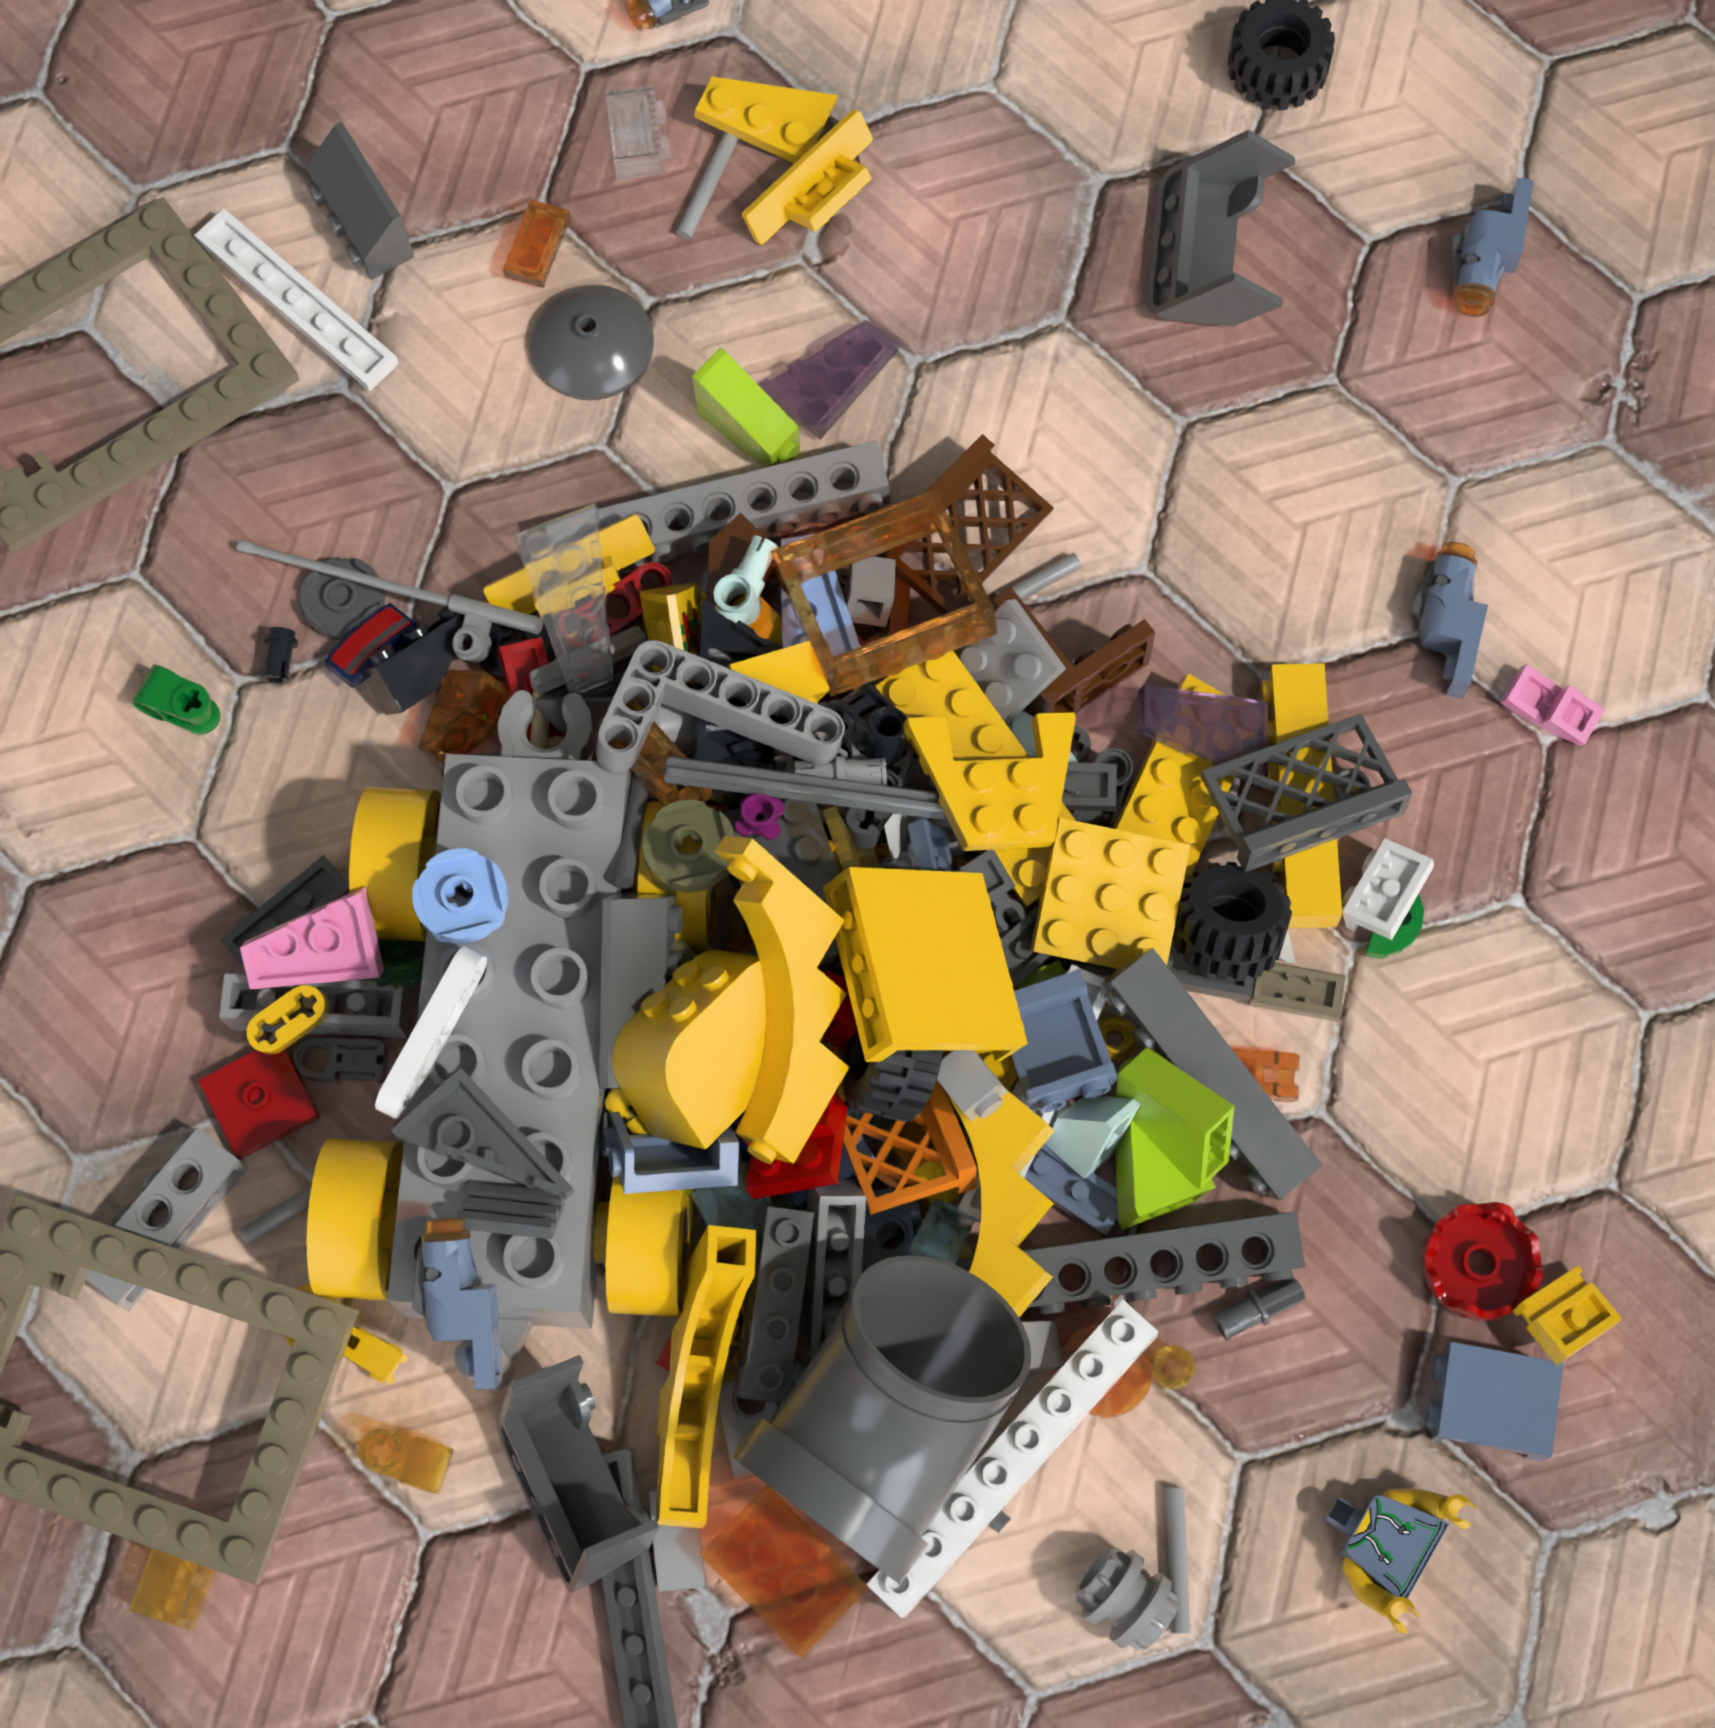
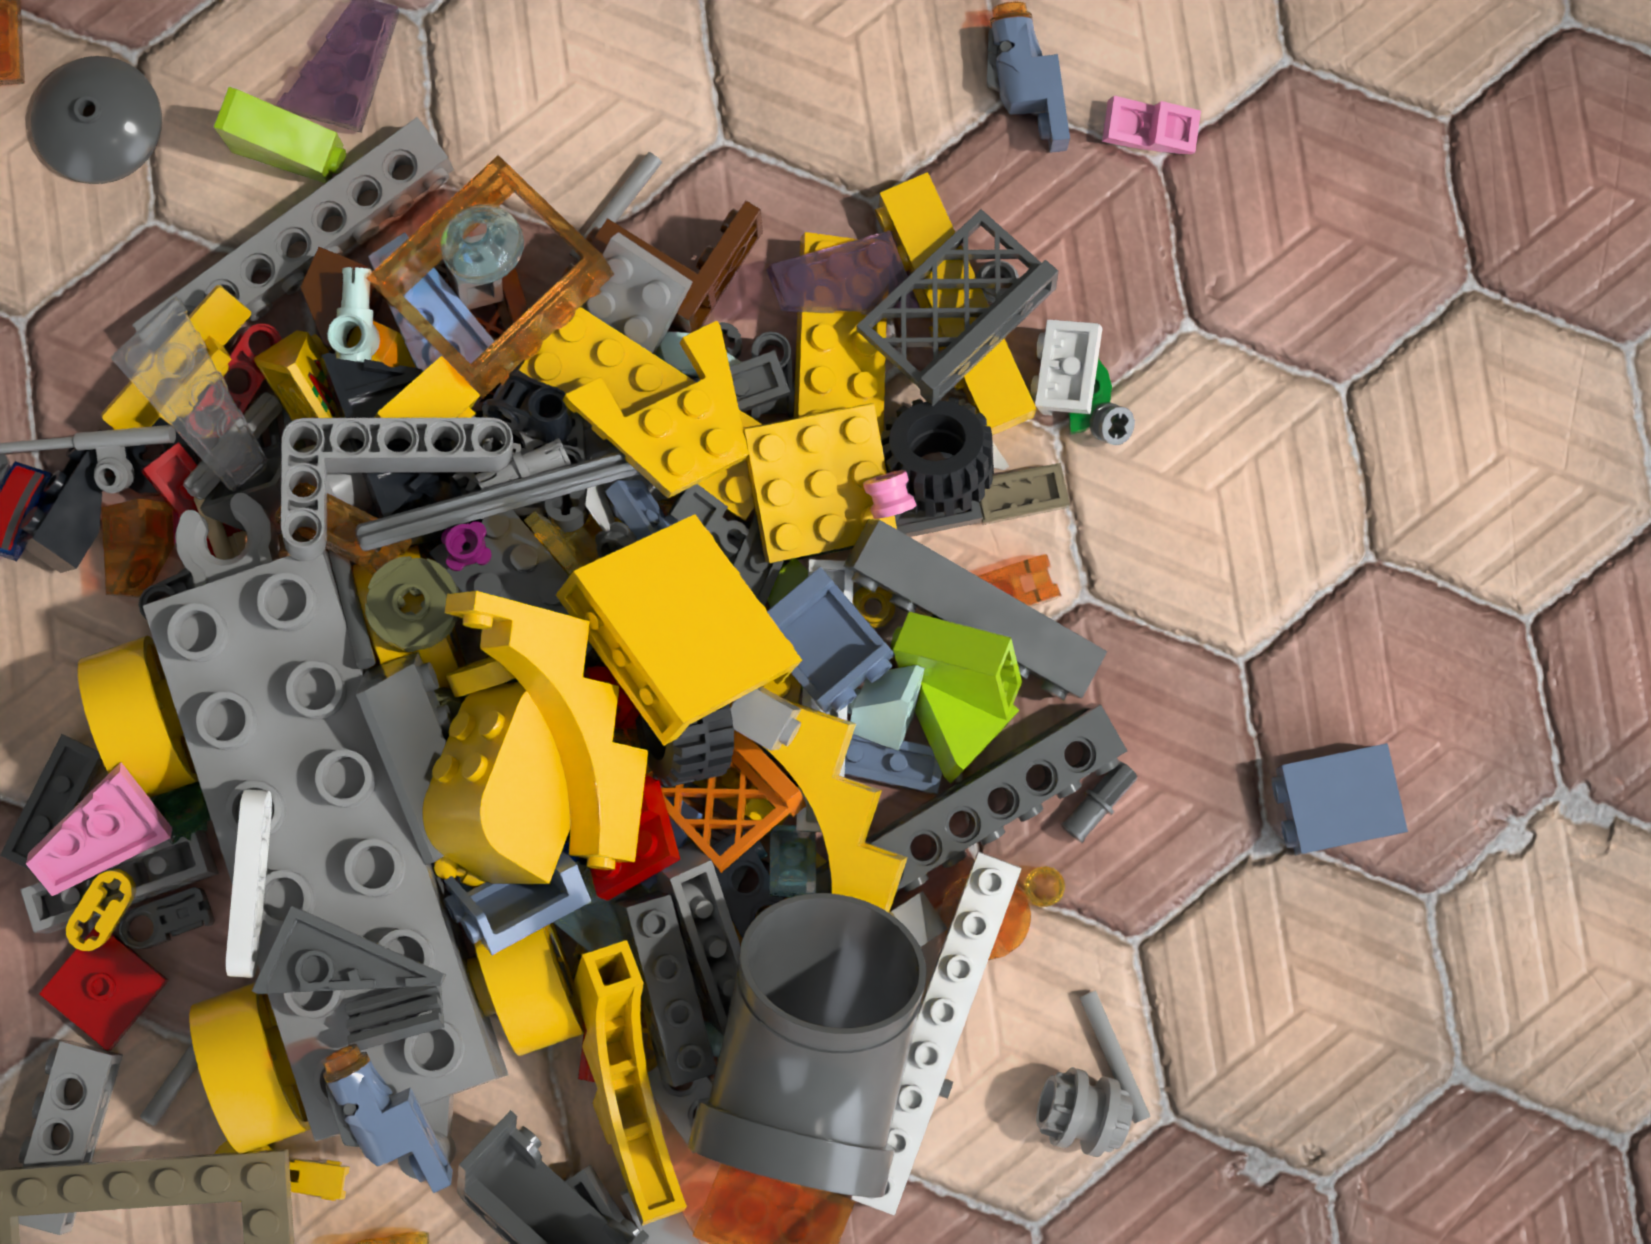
camera: 25 degrees left, 10 degrees up
(438, 882) = (192, 738): light blue plate -> none
(721, 938) = (477, 676): none -> yellow beam
(892, 569) = (489, 257): none -> clear light blue piece
(955, 485) = (510, 132): reddish brown fence -> none
(1171, 931) = (889, 494): none -> bright pink wheel
(1392, 1544) = (1297, 966): torso -> none
(1399, 953) = (1101, 423): none -> dark grey bush
(1504, 1239) = (1312, 670): red plate -> none
(1567, 1315) = (1374, 697): yellow plate -> none

